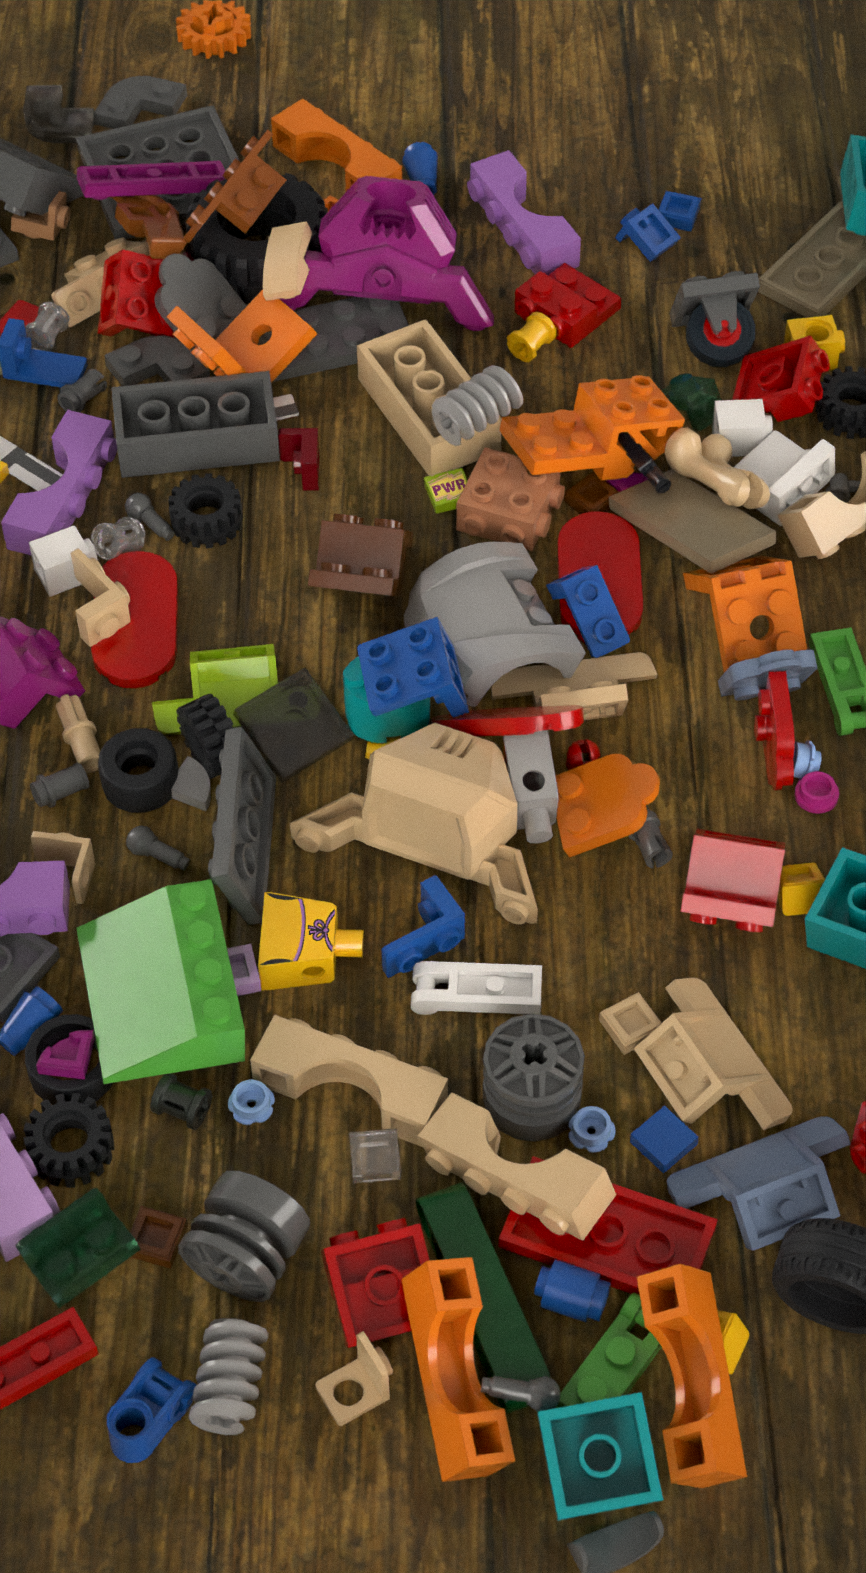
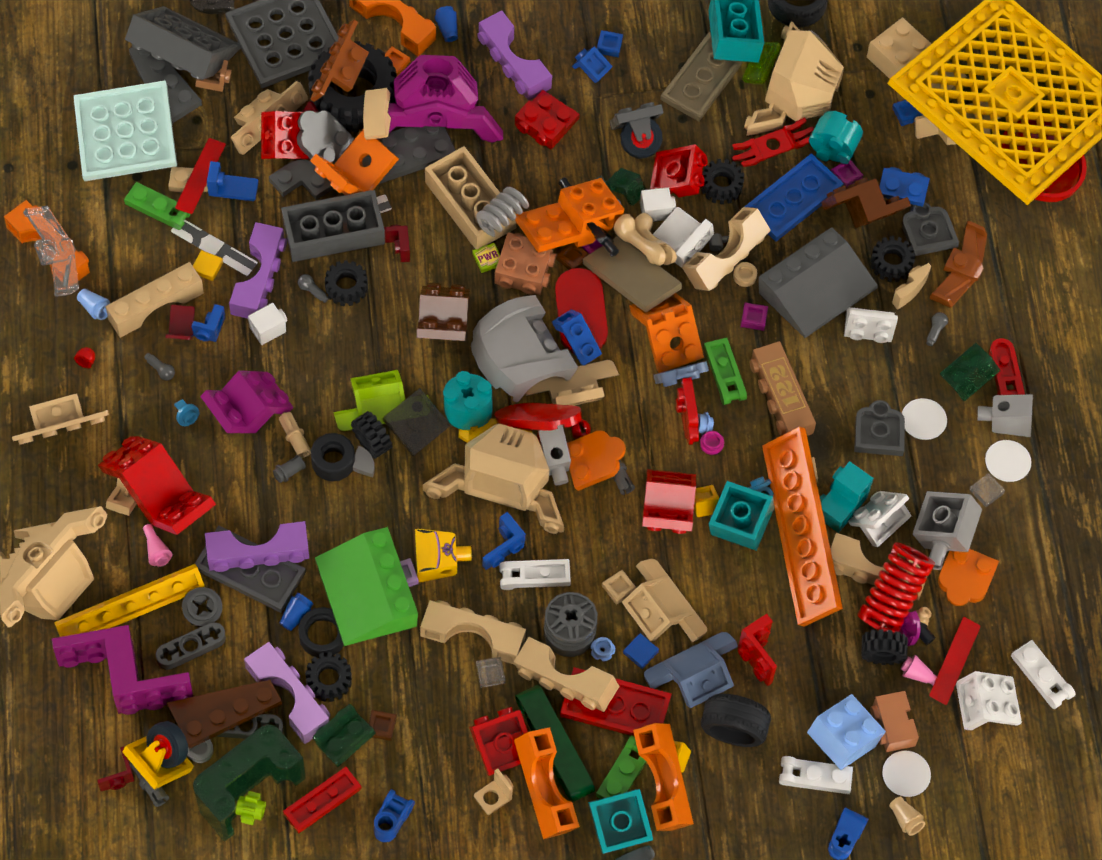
camera: 10 degrees left, 10 degrees up
(46, 326) = (230, 158): clear bush -> none
(69, 1056) = (323, 632): magenta tile -> none
(75, 396) = (255, 208): dark grey pin -> none
(75, 852) = (301, 509): tan bracket -> none
(108, 610) = (300, 361): tan bracket -> none
(115, 532) = (298, 300): clear bush -> none
(143, 842) = (341, 500): dark grey piece -> none
(147, 179) = (282, 50): magenta plate -> none
(149, 642) = (314, 357): red tile -> none
(154, 219) = (282, 76): dark orange plate -> none
(181, 1101) = (385, 650): pearl dark grey bush -> none
(226, 1375) = (429, 795): light grey piece -> none
(243, 825) = (398, 489): dark grey plate -> none
(244, 1236) = (430, 723): dark grey wheel -> none
(247, 1092) = (423, 642): light blue plate -> none
(412, 667) = (482, 391): blue bracket -> none
(531, 337) = (527, 146): yellow bush -> none
(538, 1393) = (589, 792): dark grey piece -> none
(572, 1291) = (600, 737): blue brick -> none
(822, 331) = (698, 133): yellow brick -> none

